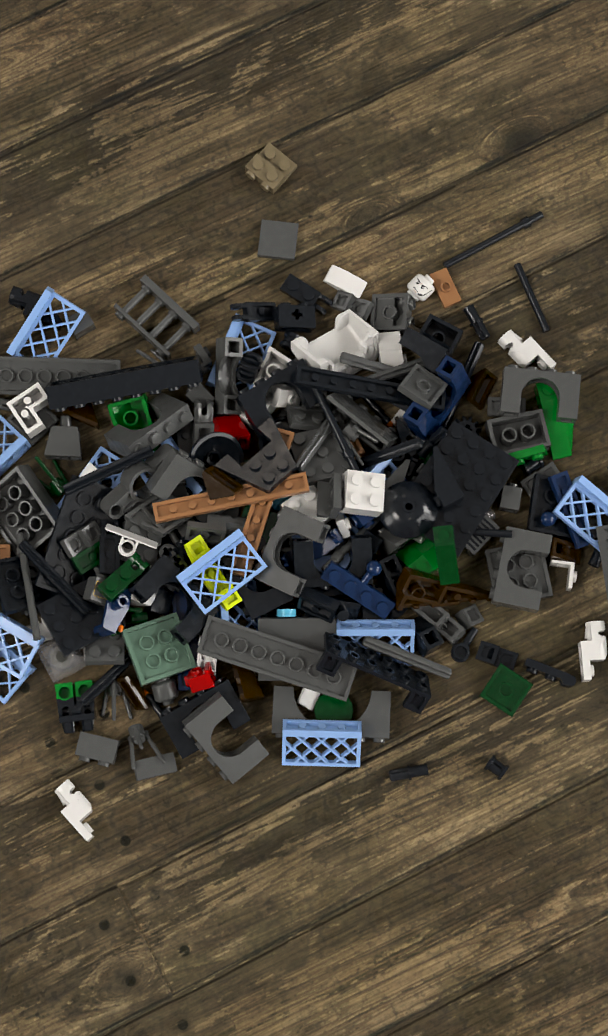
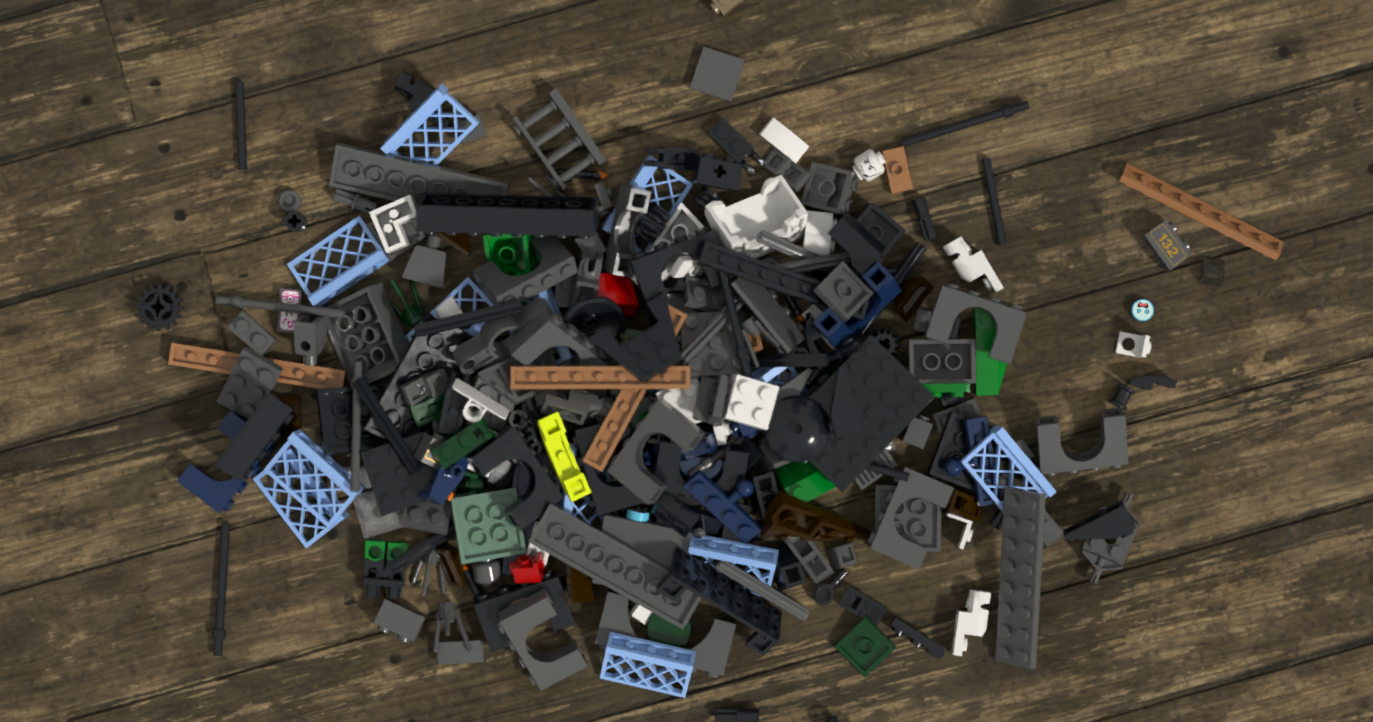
camera: 10 degrees right, 10 degrees up
(76, 808) = (364, 683): white plate -> none
(185, 342) = (596, 174): none -> black piece
(209, 559) = (563, 443): light blue fence -> none
(219, 484) = (590, 361): dark brown slope -> none
(446, 554) = (829, 488): dark green slope -> none

